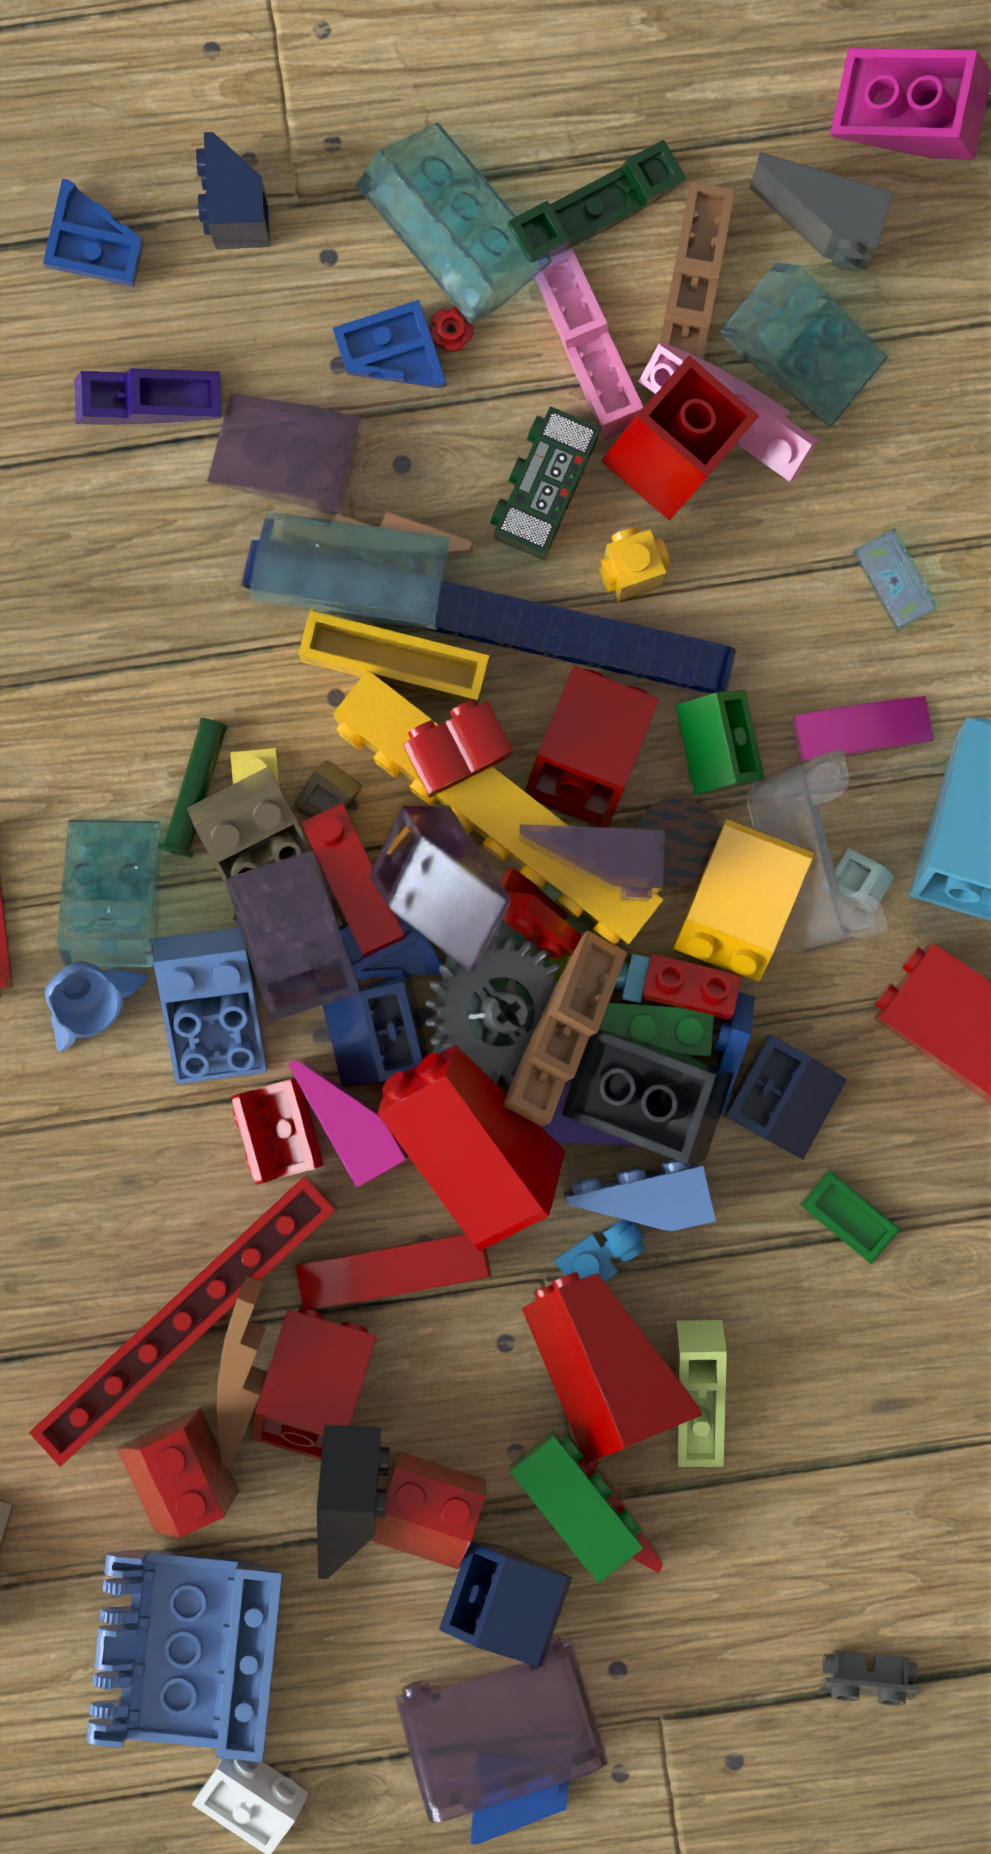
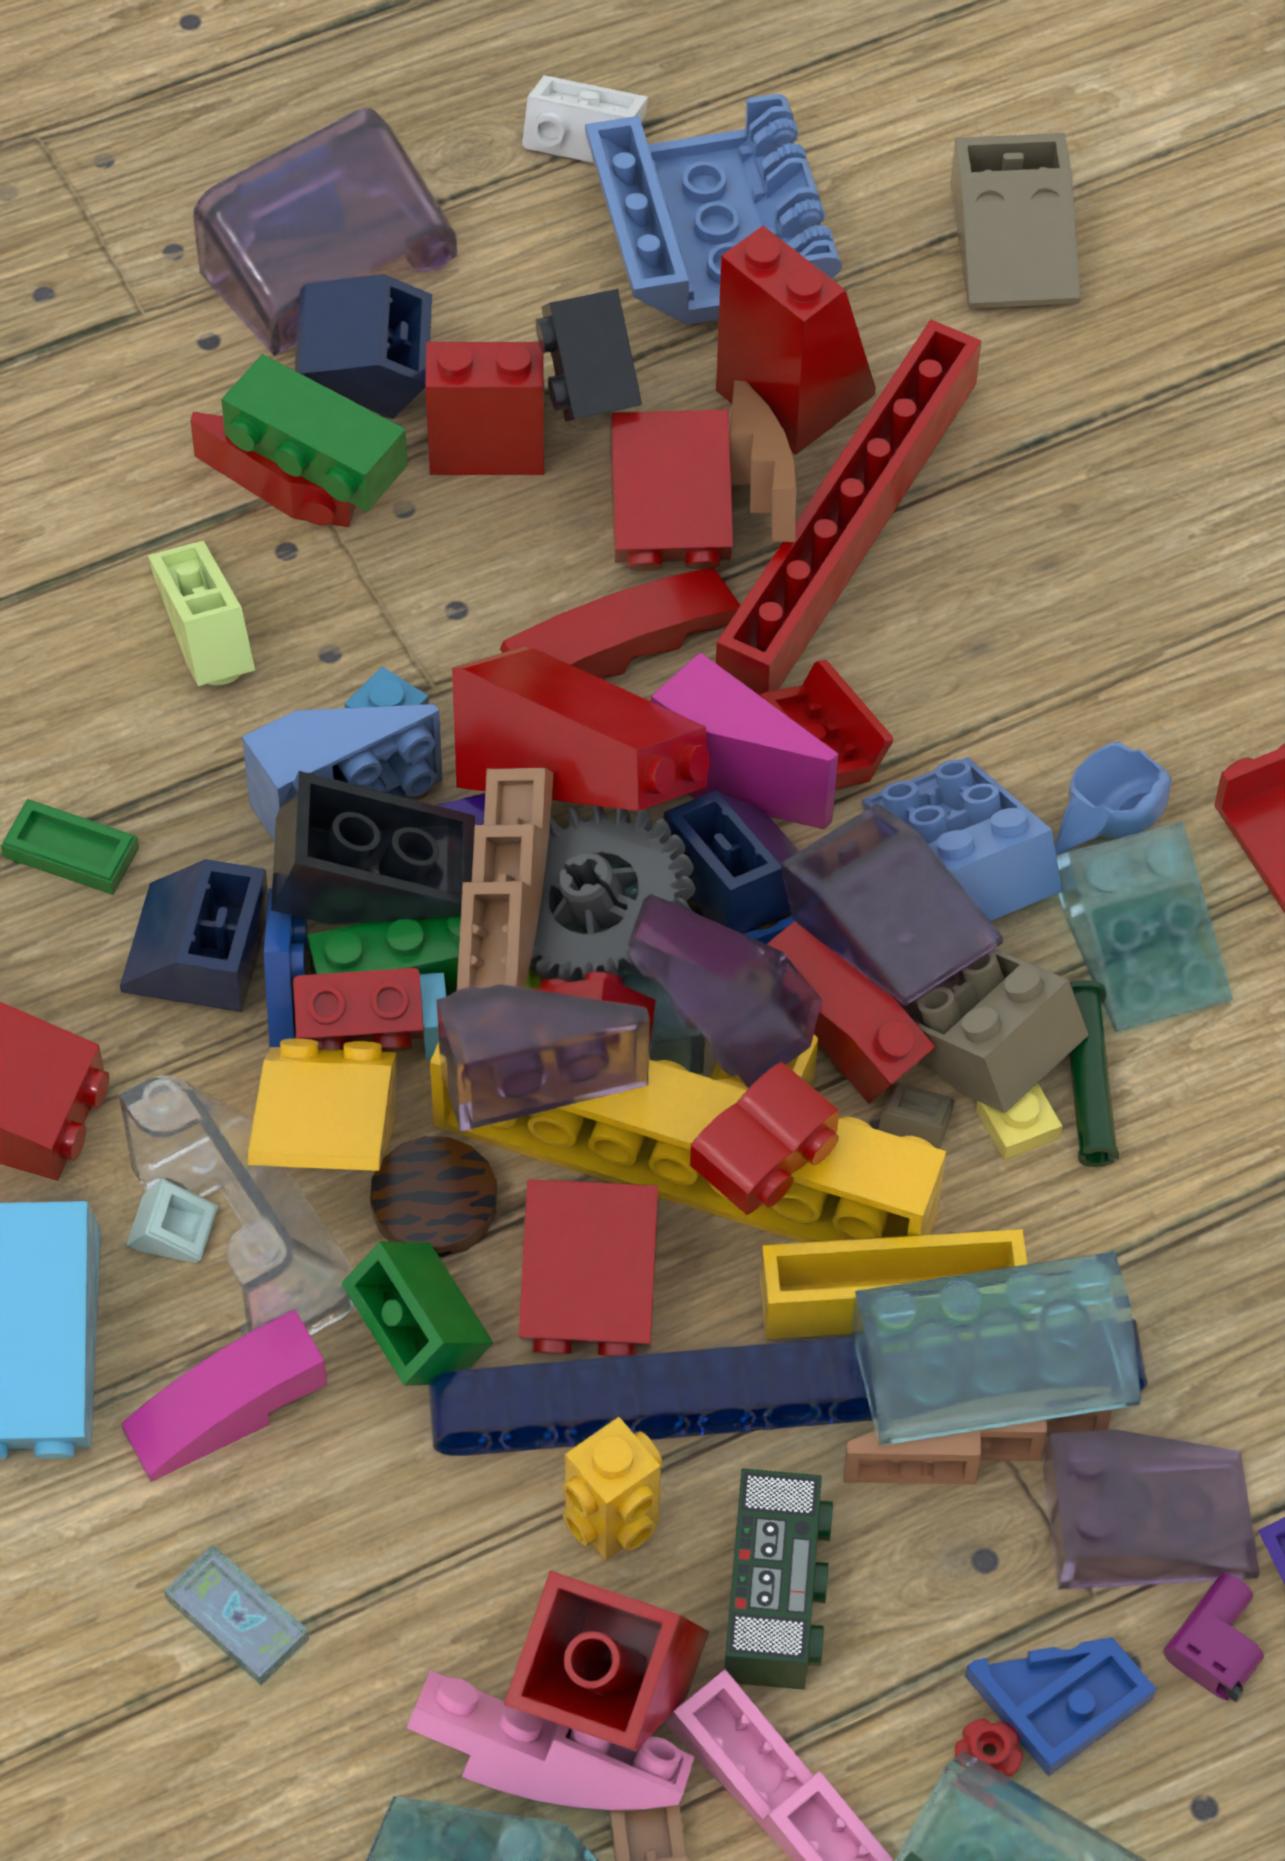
camera: 160 degrees right, 30 degrees down
(285, 355) = (1209, 1646): none -> magenta piece
(604, 1367) = (313, 563): red slope -> none

